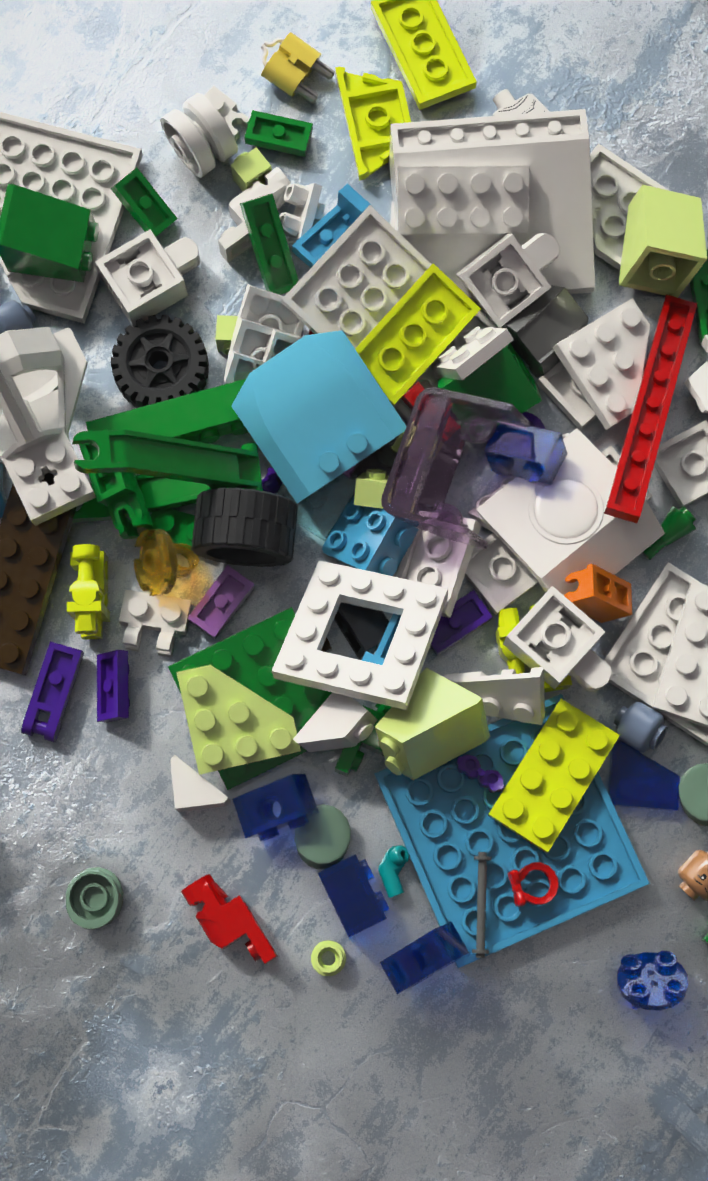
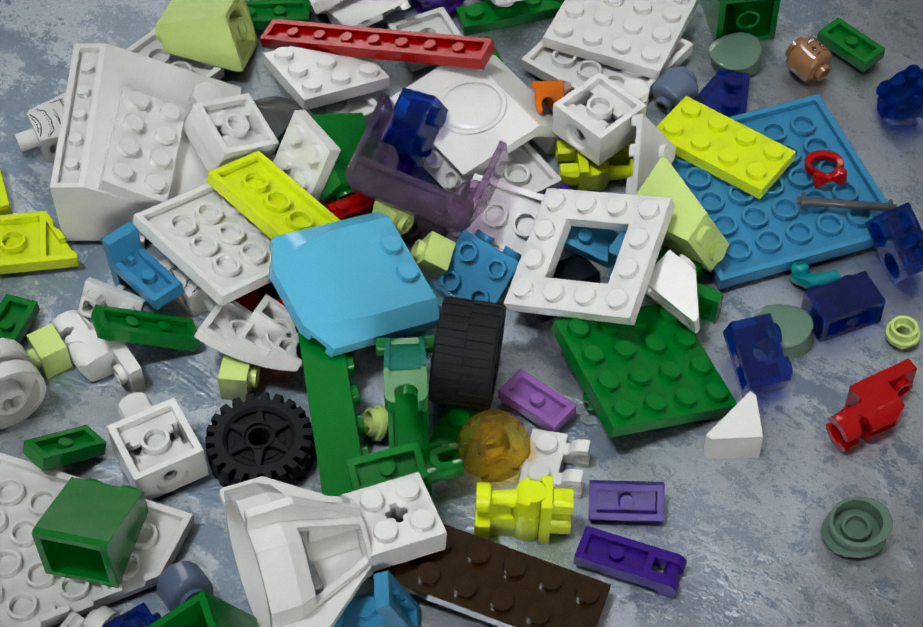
camera: 85 degrees left, 25 degrees down
(232, 722) = (672, 380): yellowish green plate -> none
(472, 769) = (726, 192): dark purple piece -> none

